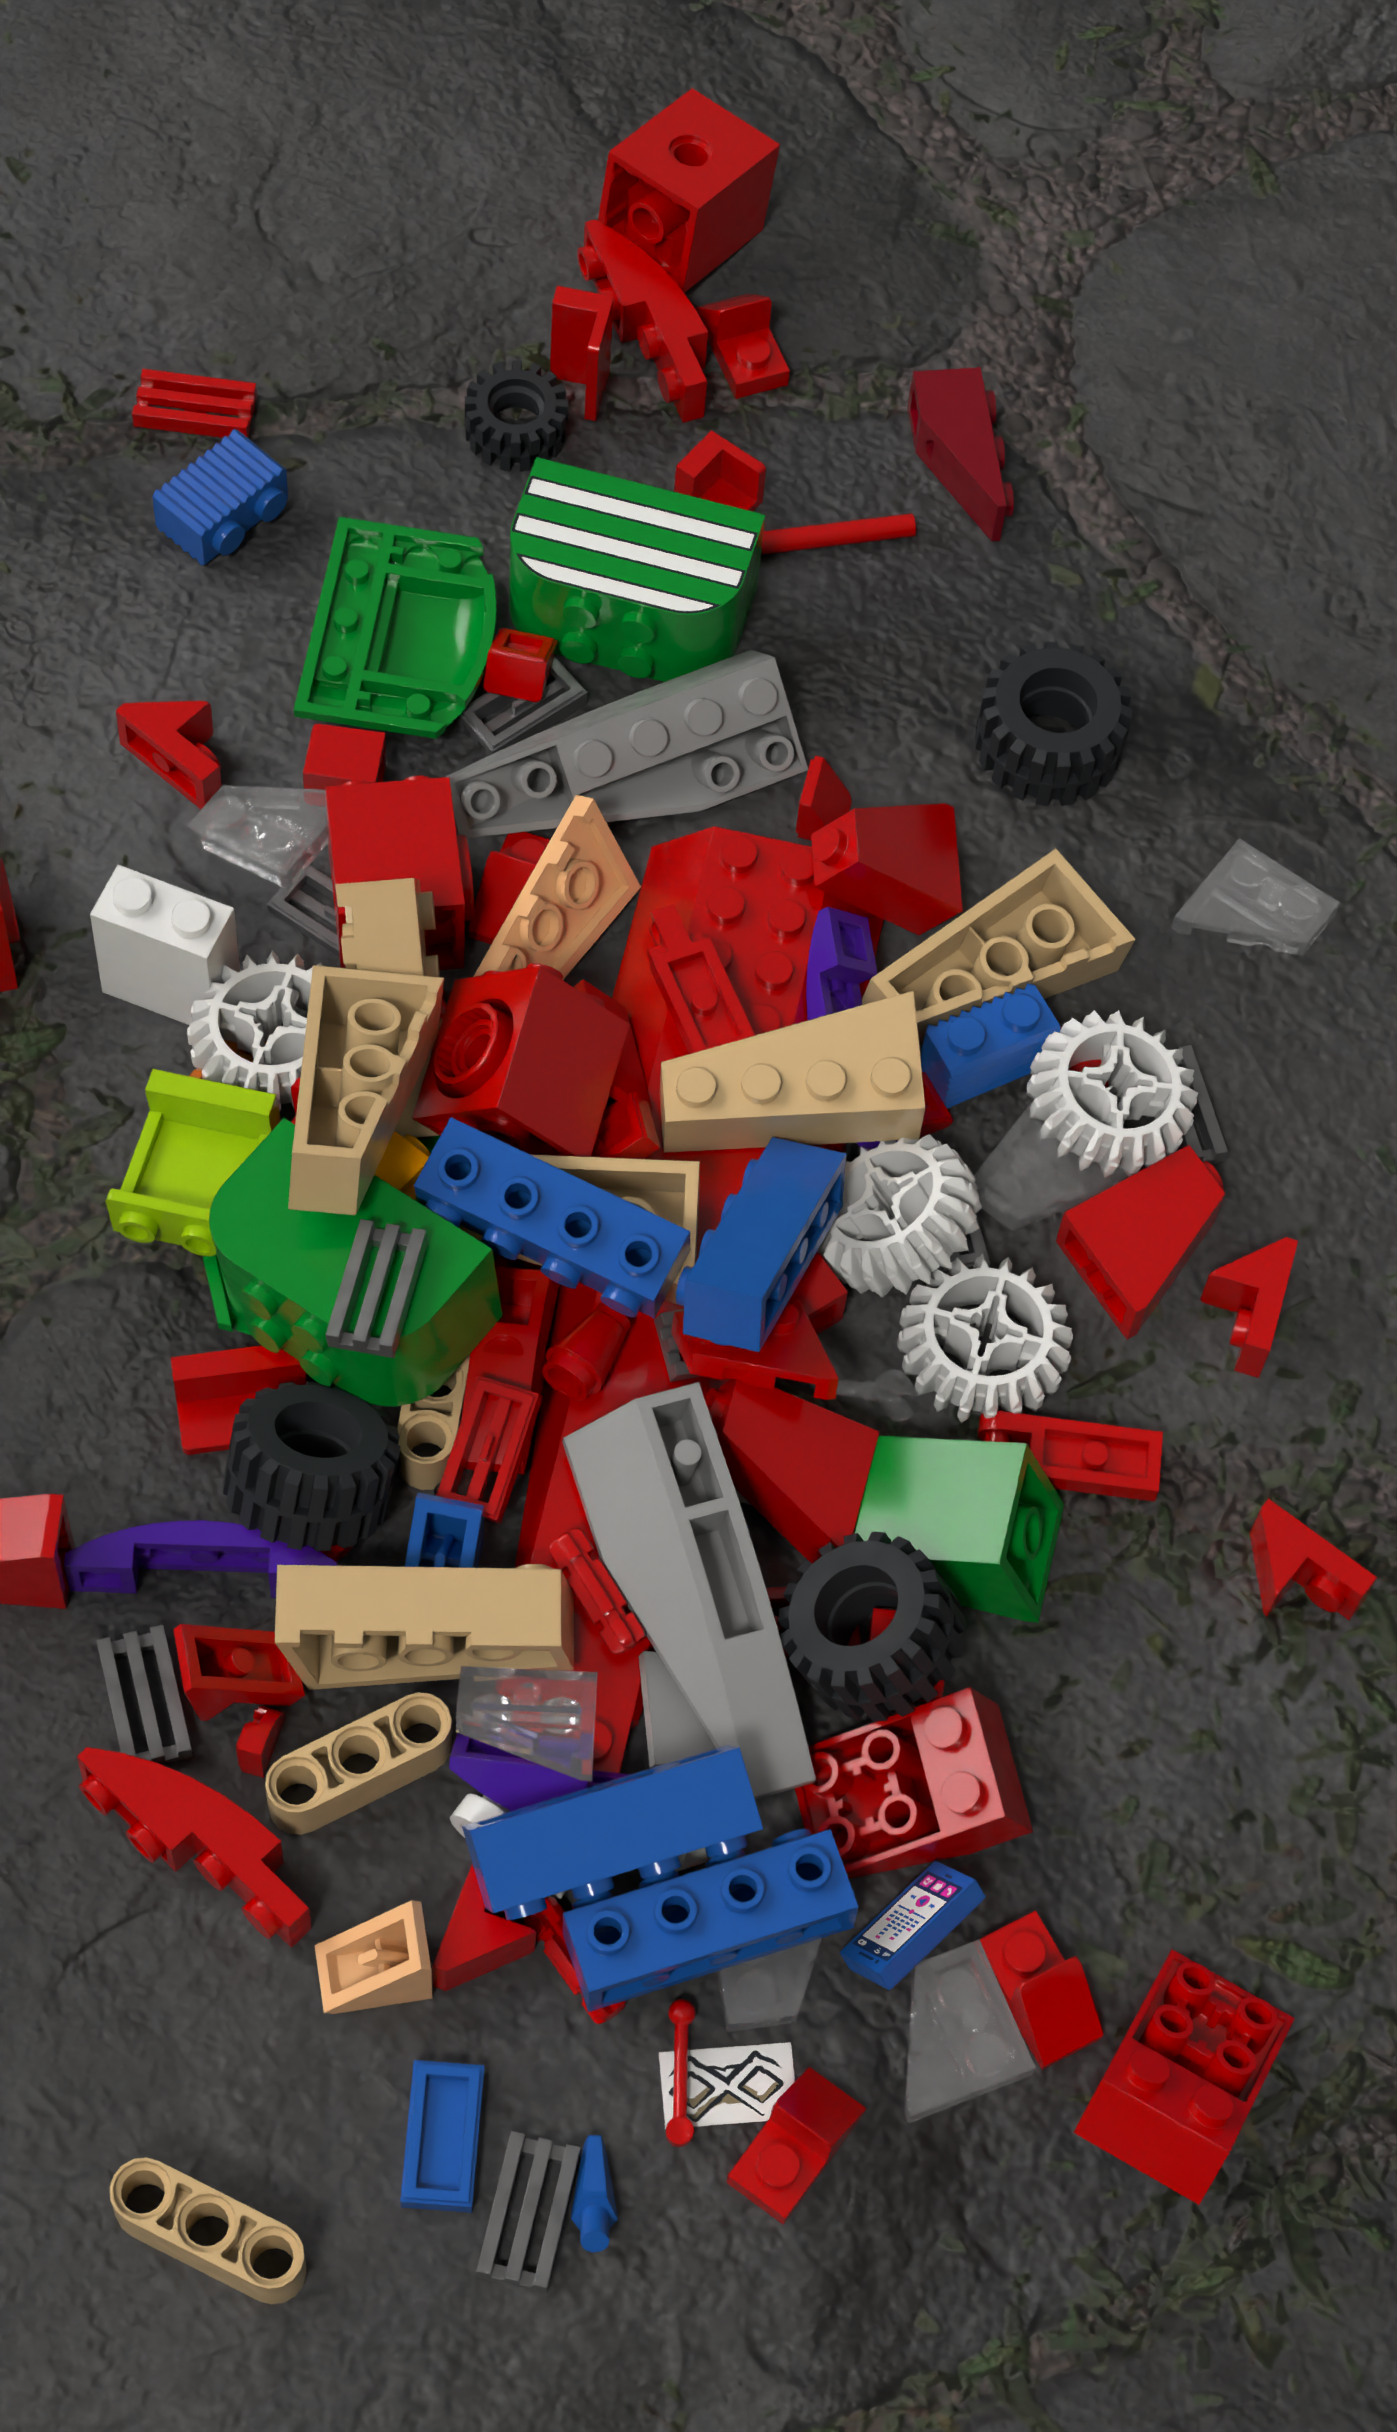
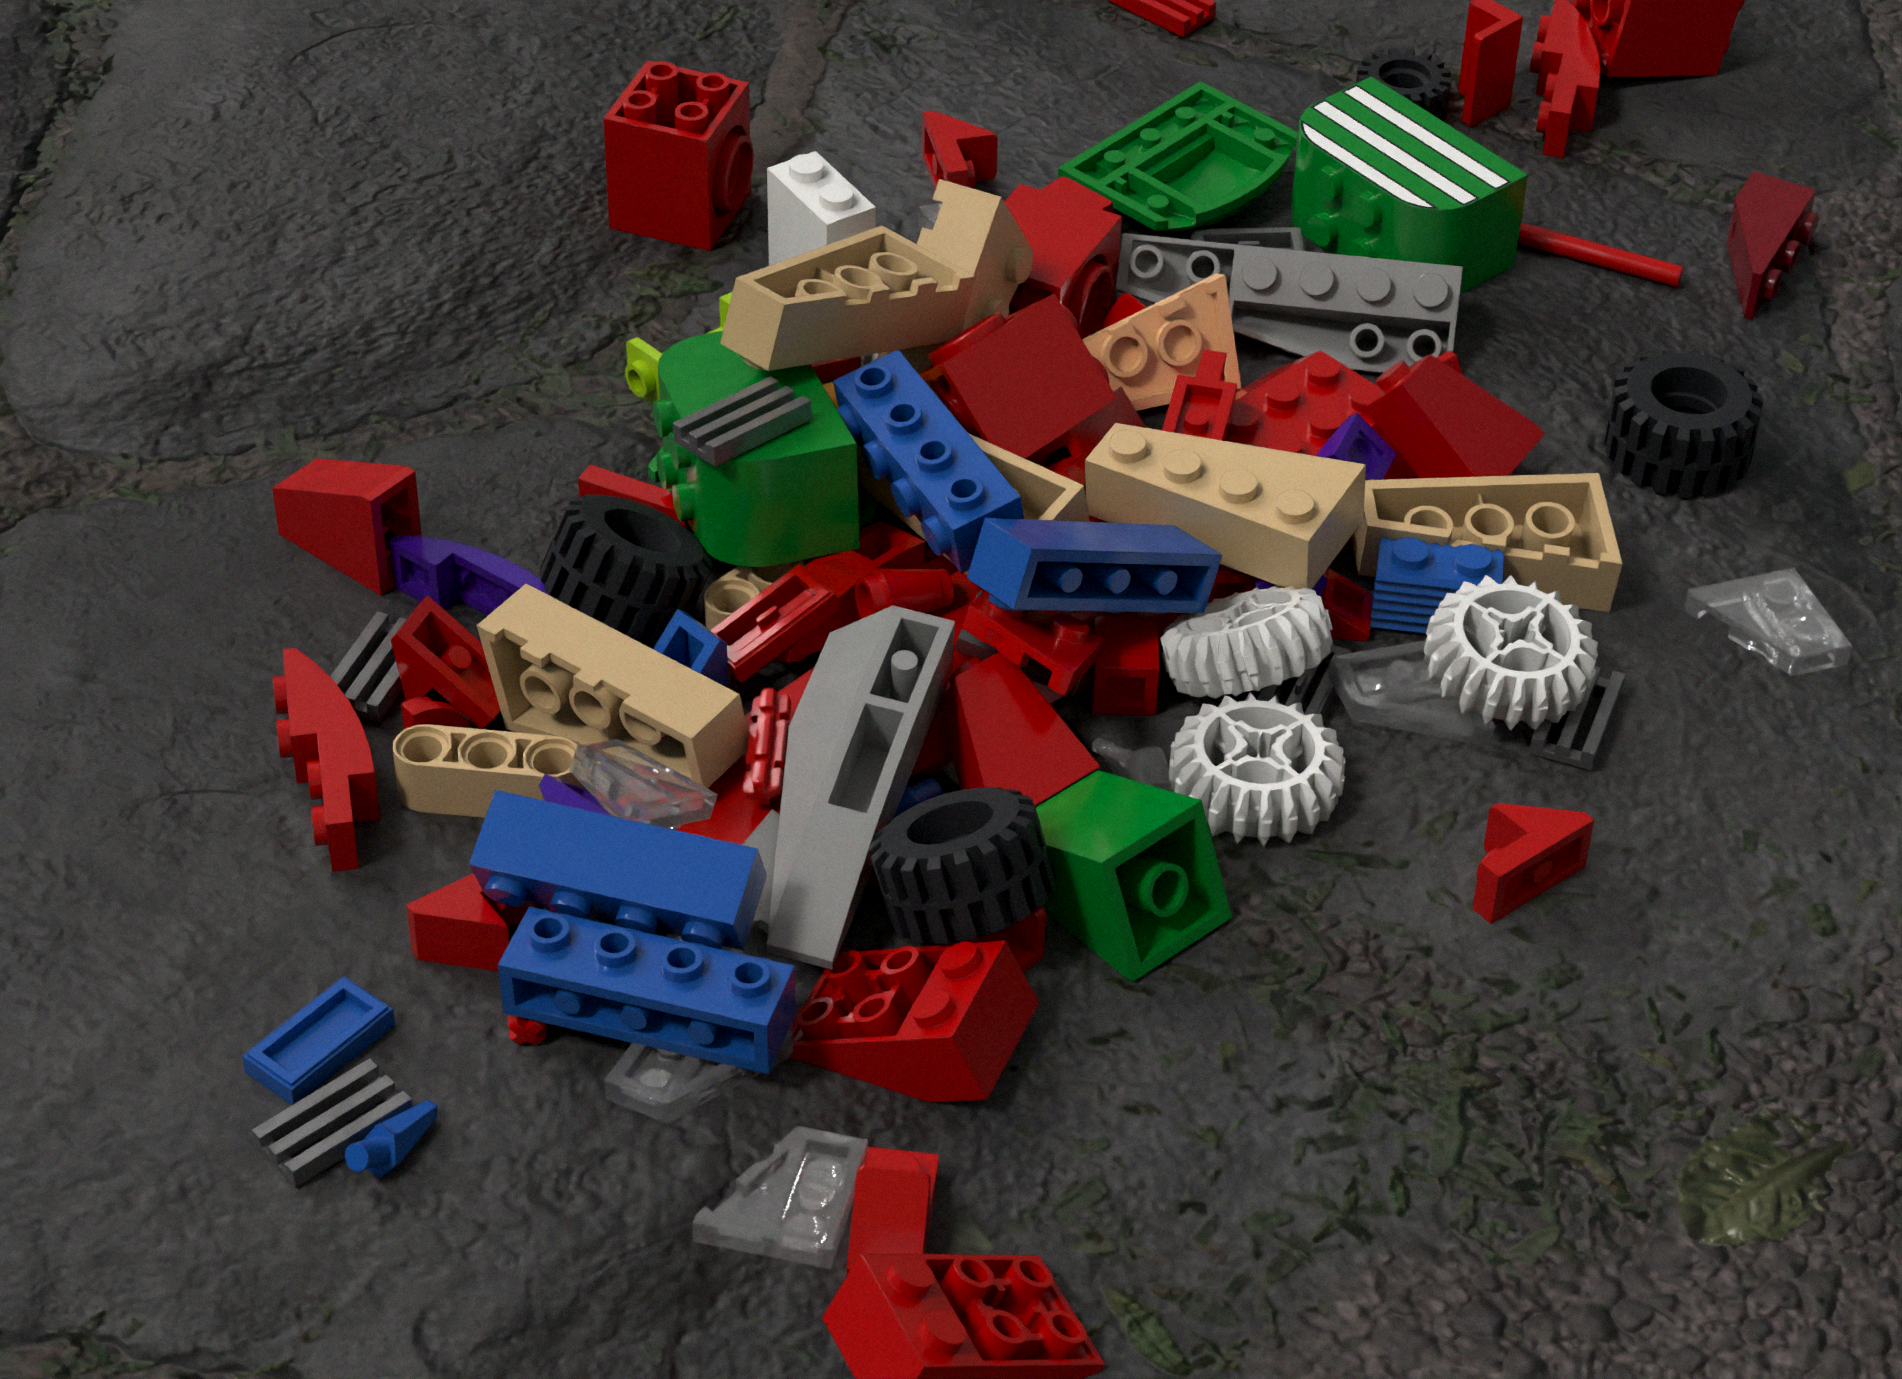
camera: 40 degrees right, 20 degrees down
(187, 2202) = (83, 988): tan beam -> none
(221, 498) = (1125, 47): blue brick -> none
(376, 1962) = (373, 900): light nougat slope -> none
(519, 664) = (1263, 217): red slope -> none
(679, 2128) = (504, 1140): red hinge -> none
(721, 474) = (1547, 183): red panel -> none
(730, 2082) = (575, 1140): white sticker -> none
(745, 344) = (1634, 120): red slope -> none
(795, 2144) = (599, 1198): red slope -> none
(912, 1925) = (823, 1105): tile -> none
(1085, 1454) = (1278, 885): red plate -> none
(1142, 1234) = (1461, 762): red slope -> none
(1292, 1552) = (1402, 1043): red slope -> none

